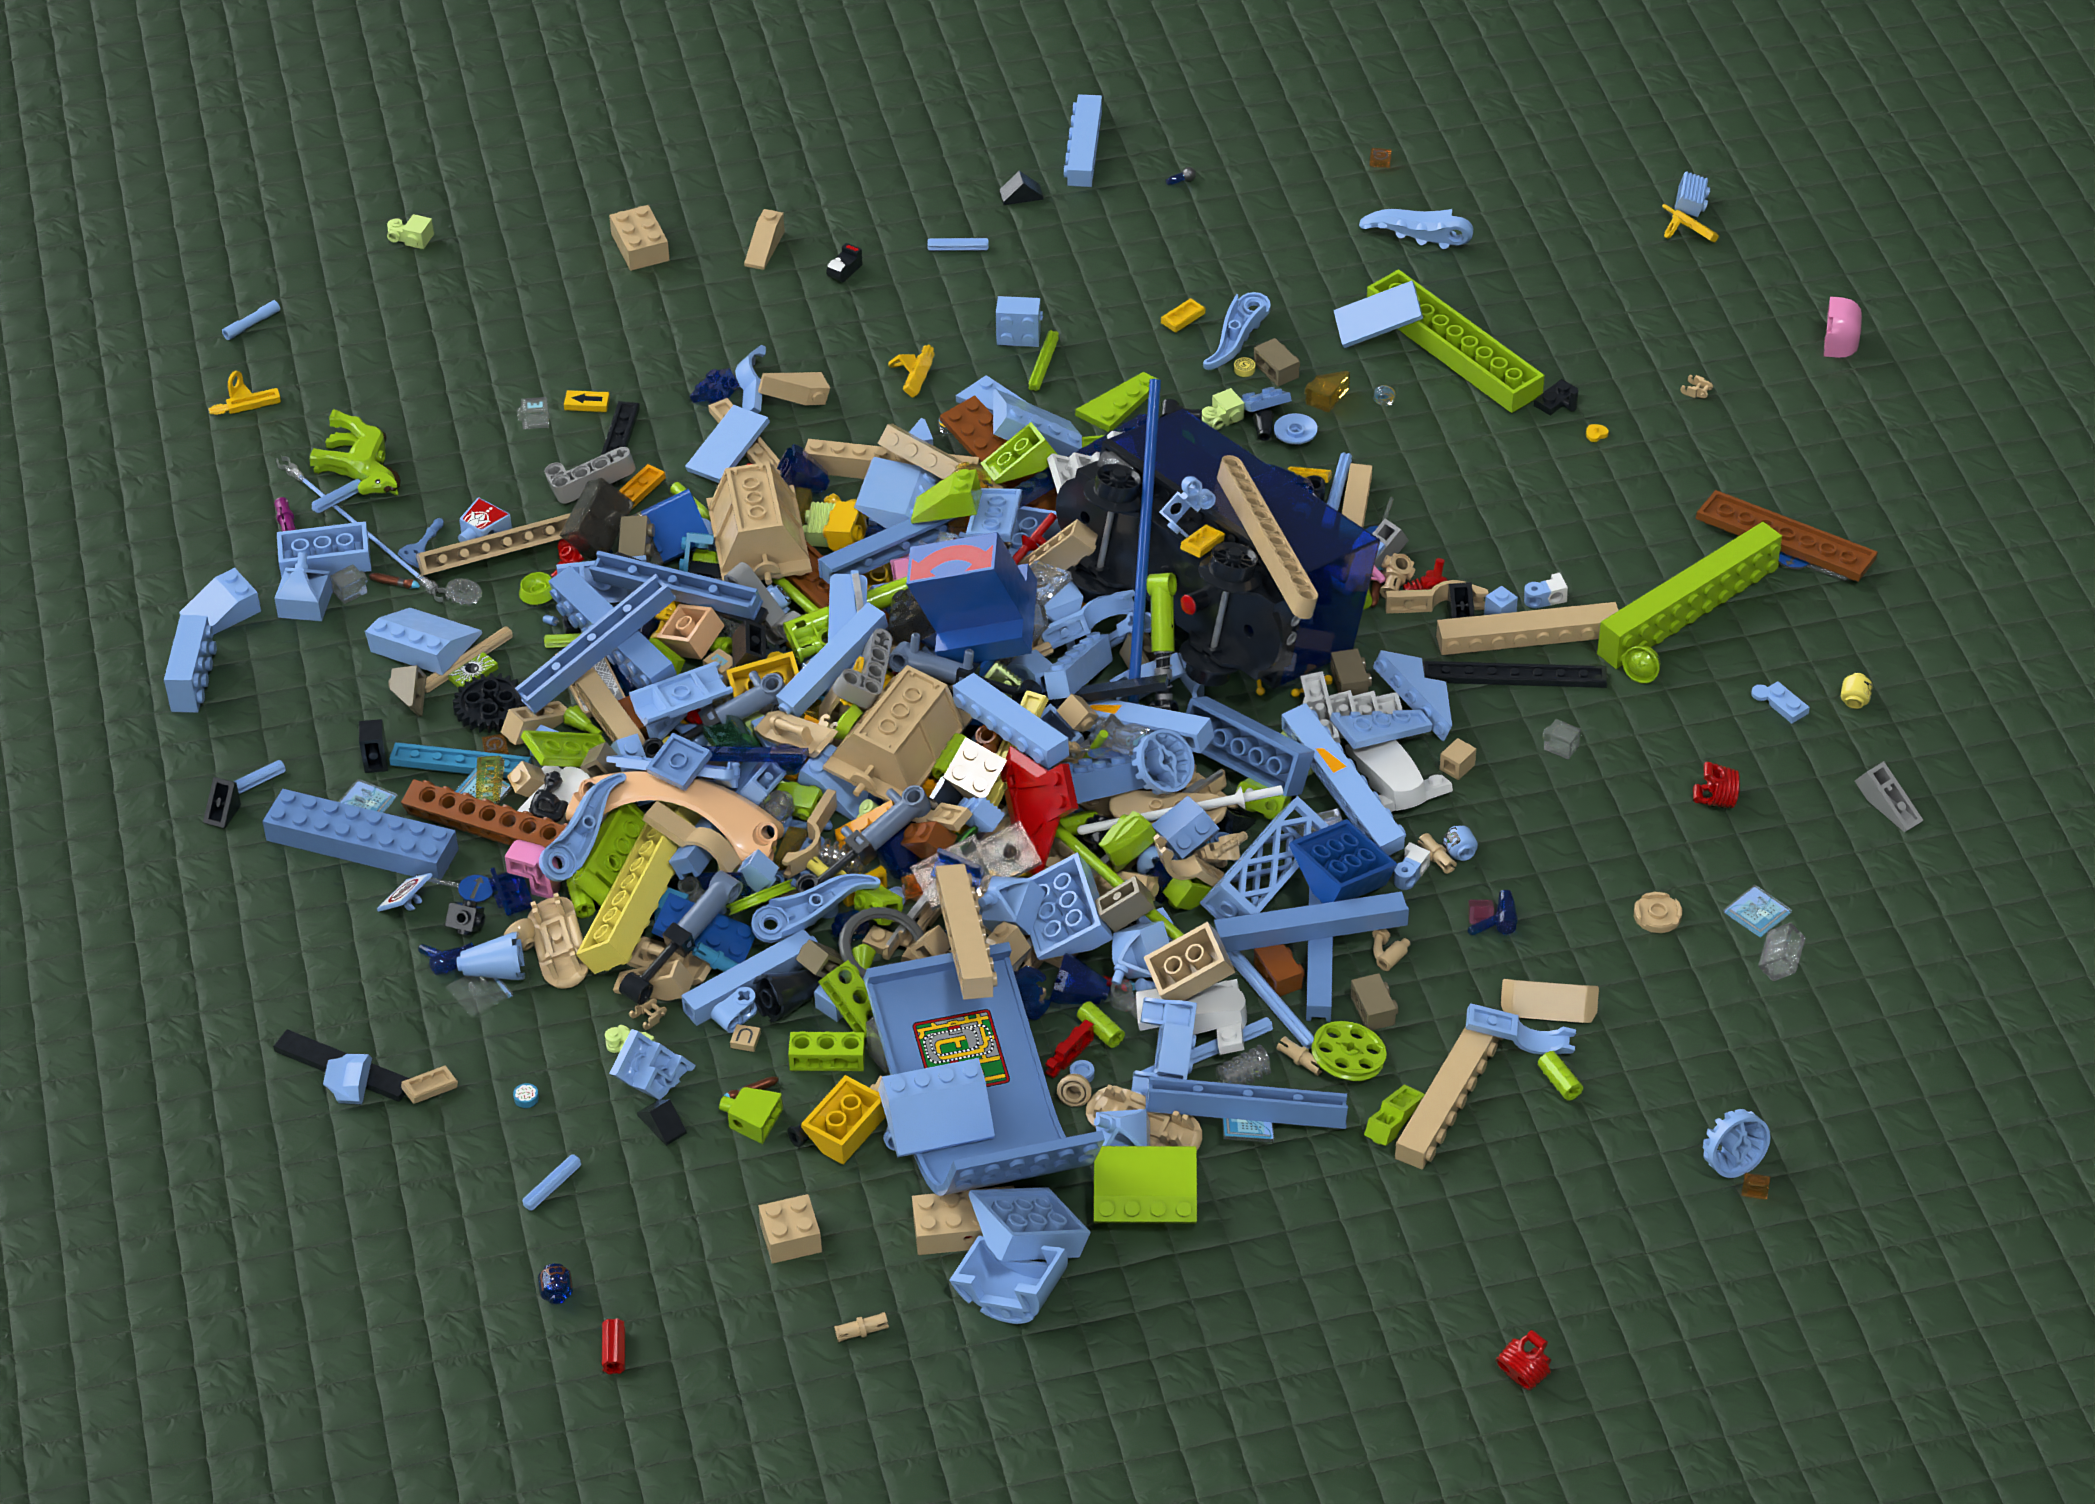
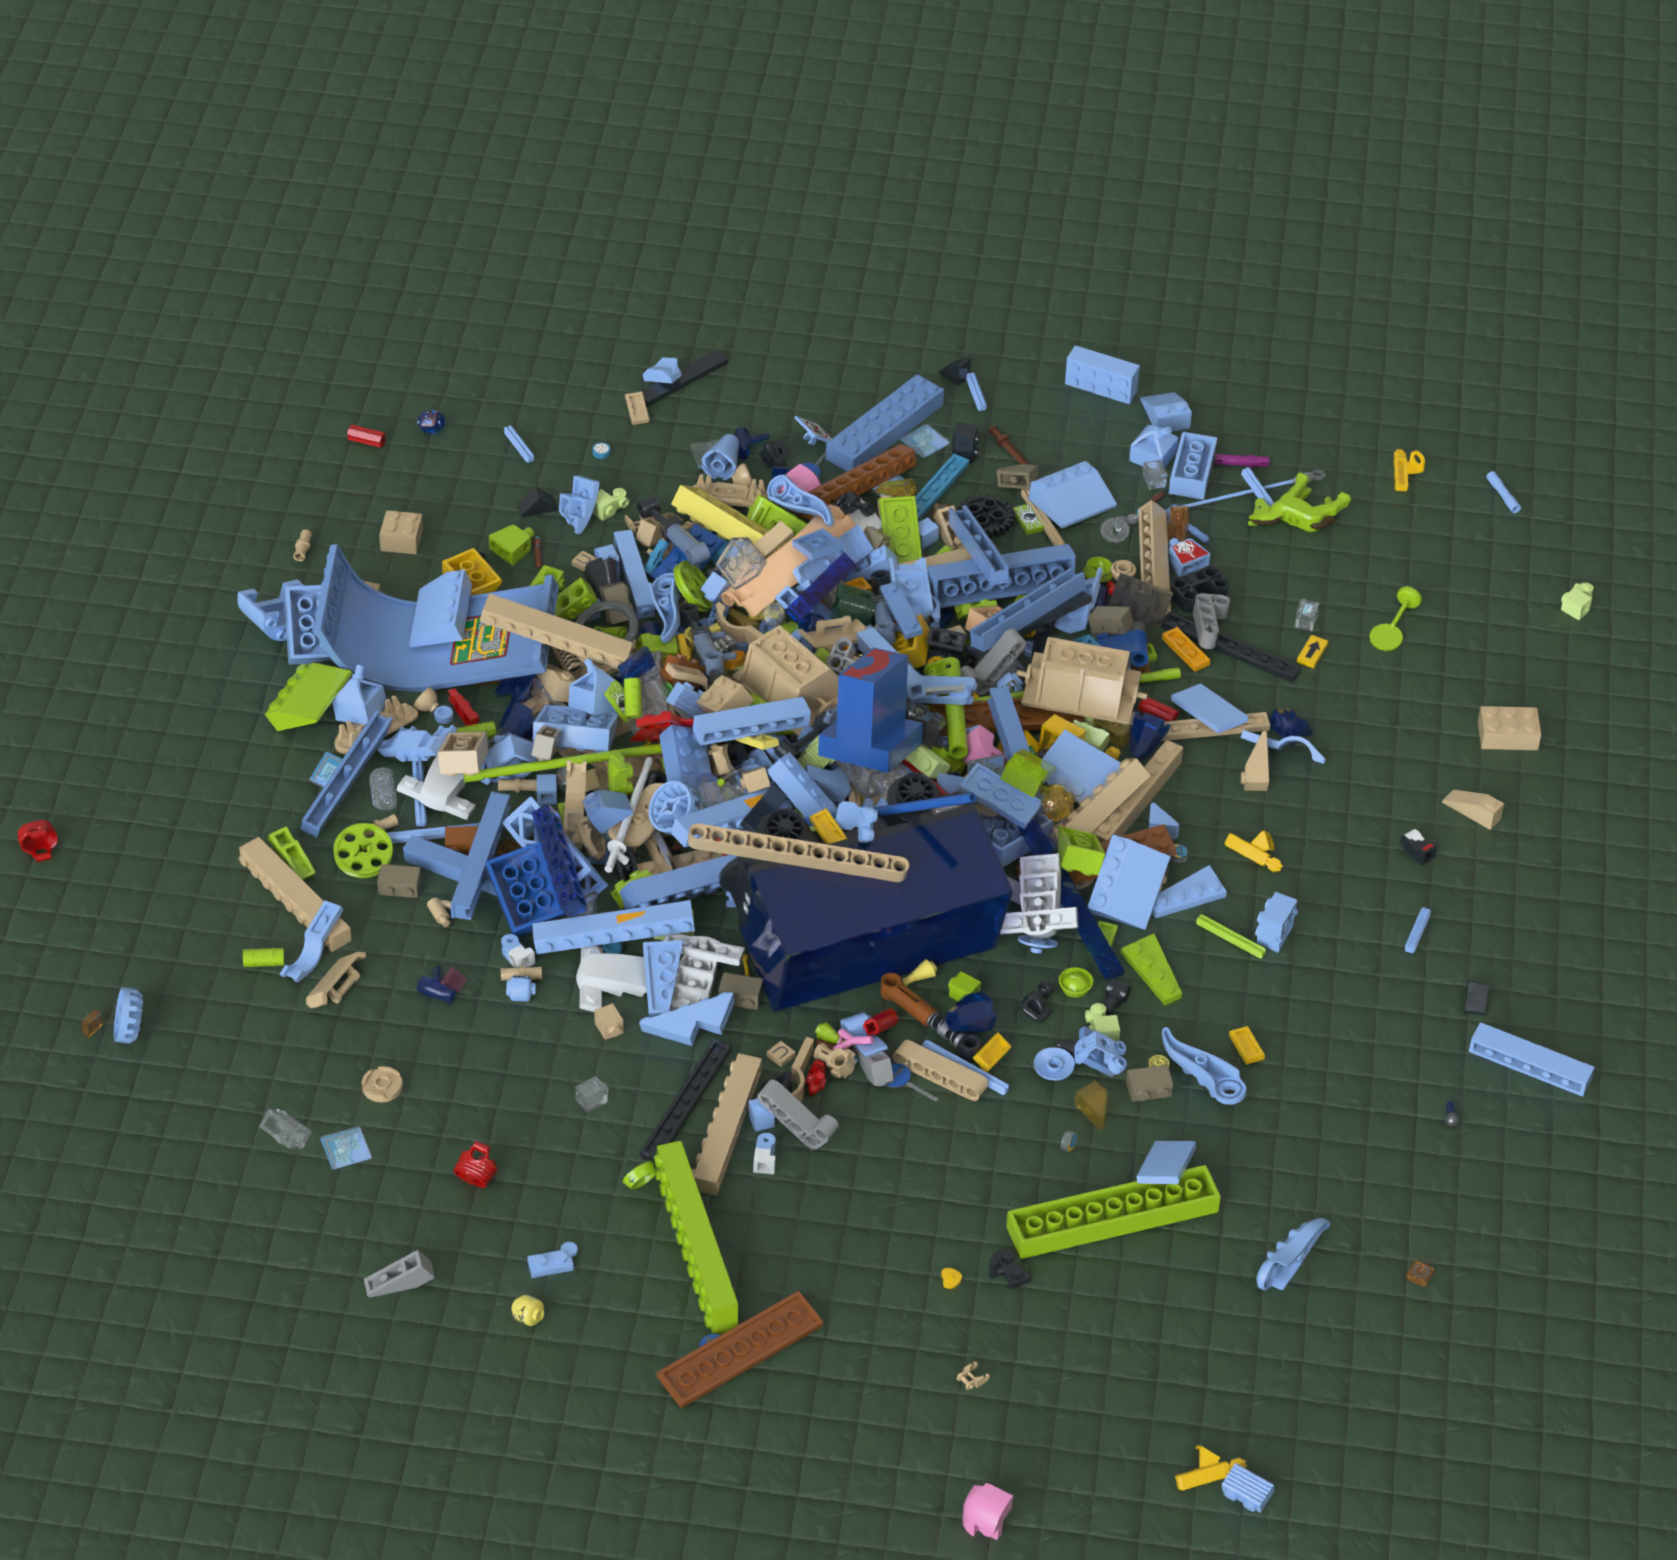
camera: 110 degrees right, 0 degrees up
(339, 730) = (1003, 440): none -> copper sword
(421, 542) = (1178, 523): none -> clear orange slope
(519, 500) = (1203, 580): none -> black beam
(530, 355) = (1388, 636): none -> lime piece
(537, 561) = (1124, 567): none -> tan brick
(732, 832) = (740, 562): none -> clear slope
(736, 679) = (901, 610): none -> medium blue plate
(1008, 856) = (632, 698): none -> lime axle
(1012, 871) = (615, 696): none -> lime tile
(1279, 394) = (1112, 1051): none -> light blue piece
(1305, 821) = (559, 860): none -> clear blue brick
(1407, 624) = (781, 1054): none -> tan tile
(1498, 560) = (796, 1116): none -> light grey beam

